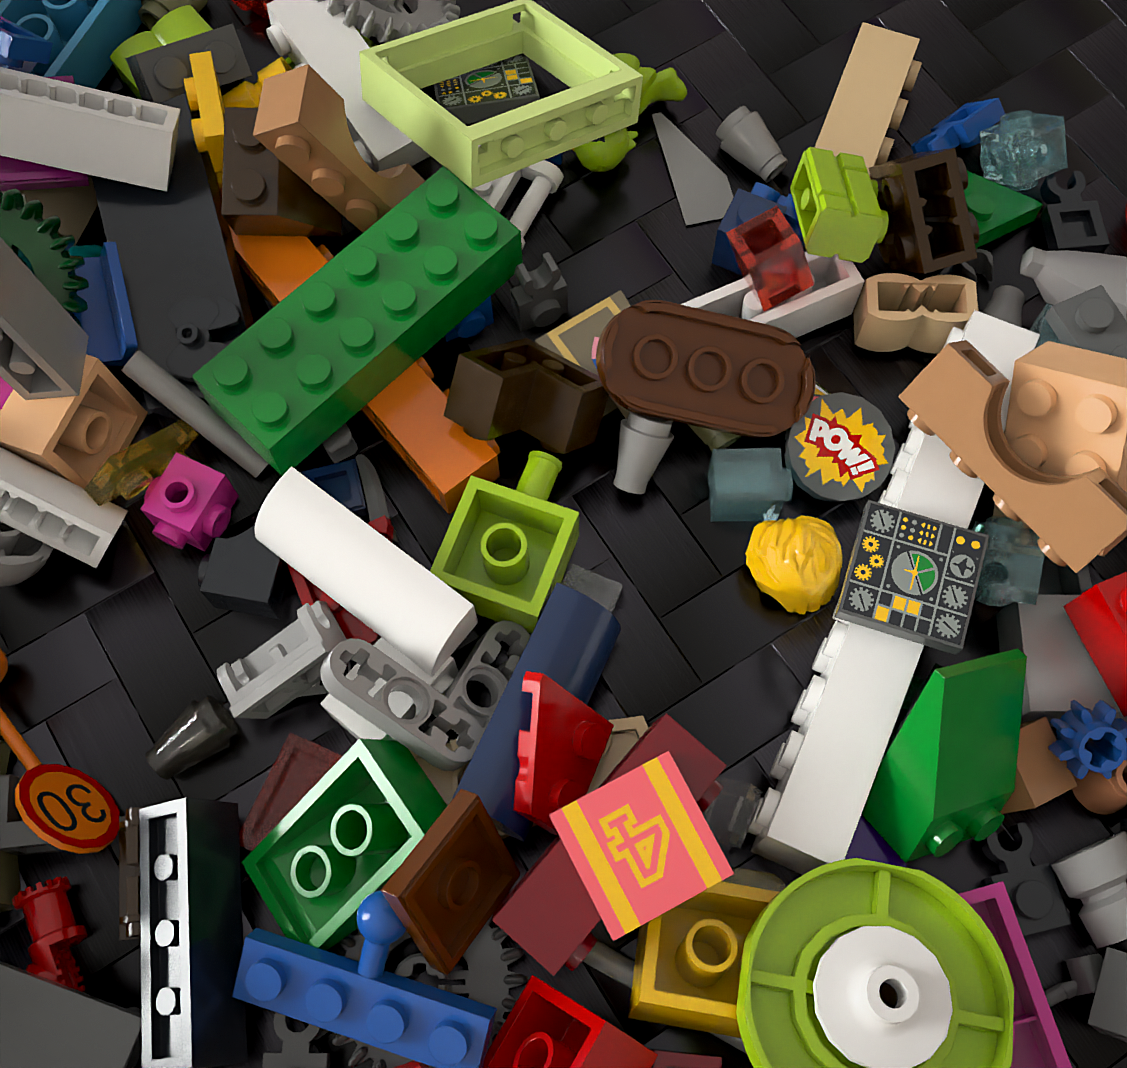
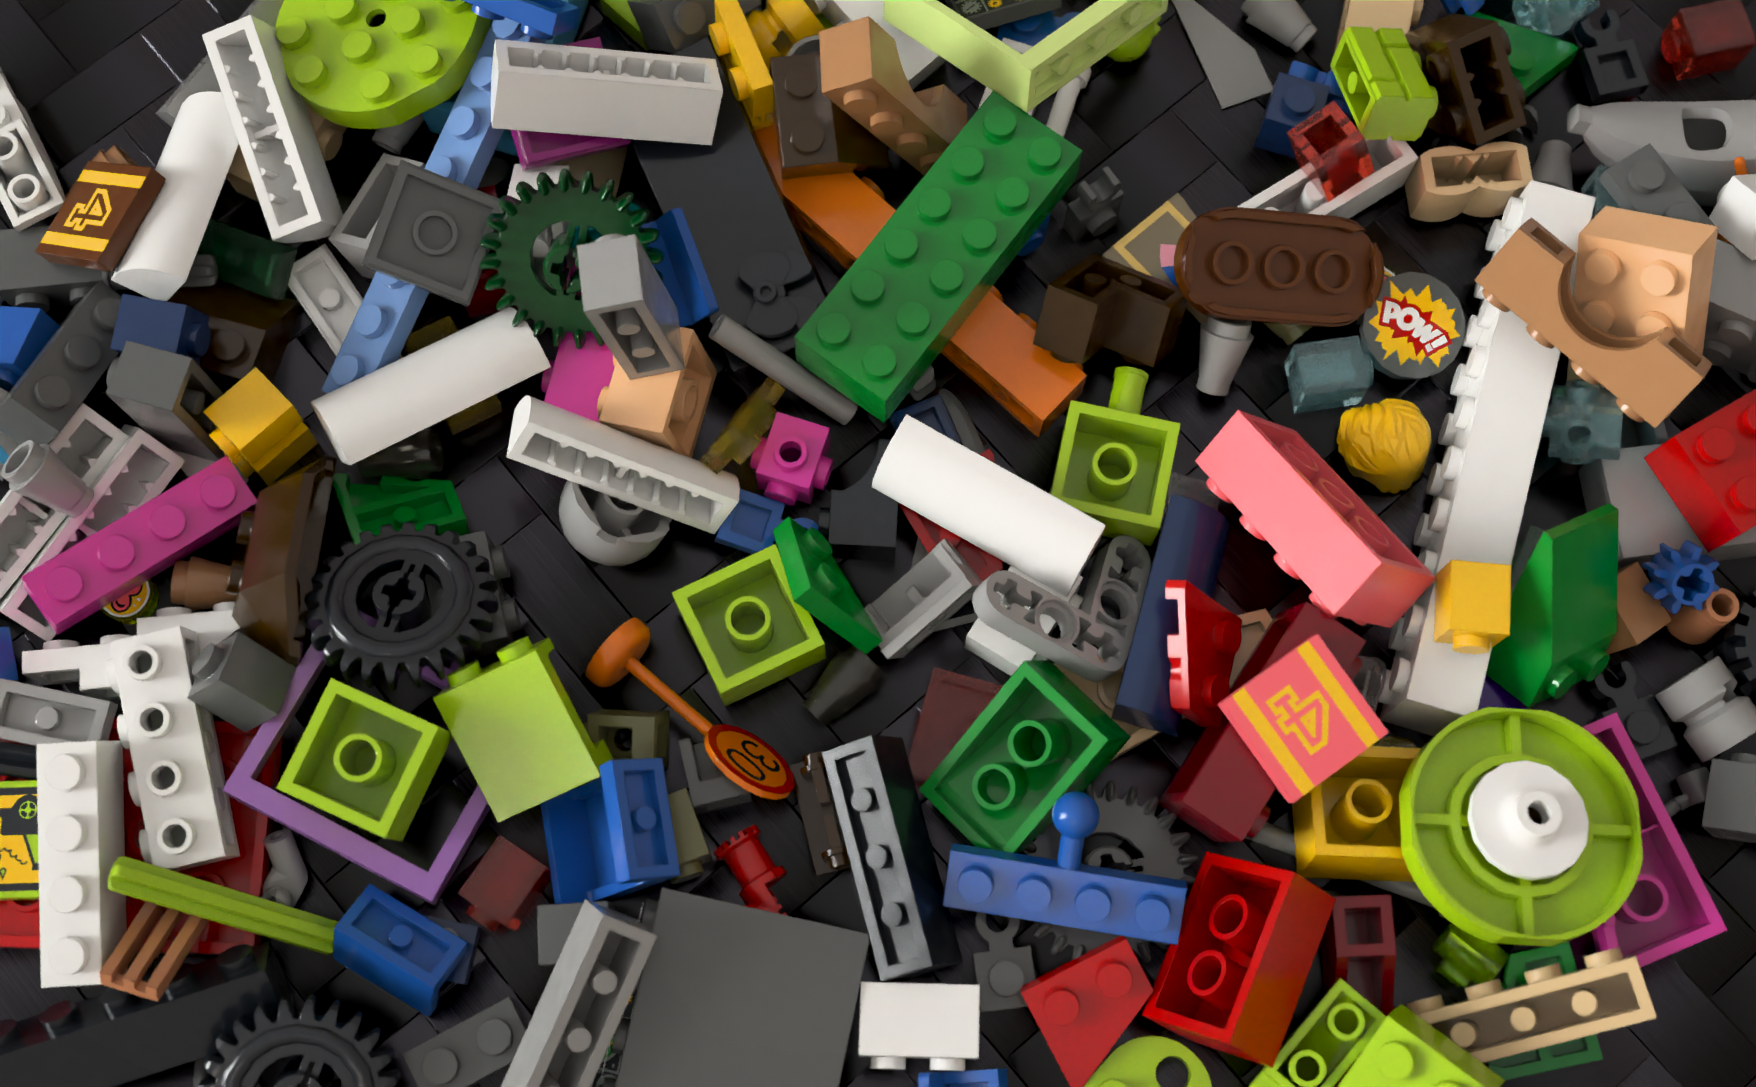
camera: 10 degrees left, 5 degrees up
(101, 665) = (749, 625): none -> lime brick
(143, 563) = (752, 523): none -> blue plate
(178, 633) = (821, 586): none -> green wing
(452, 881) = (1131, 776): reddish brown tile -> none
(698, 633) = (1313, 522): none -> coral brick
(851, 742) = (1472, 605): none -> yellow brick
(912, 577) = (1506, 448): tile -> none

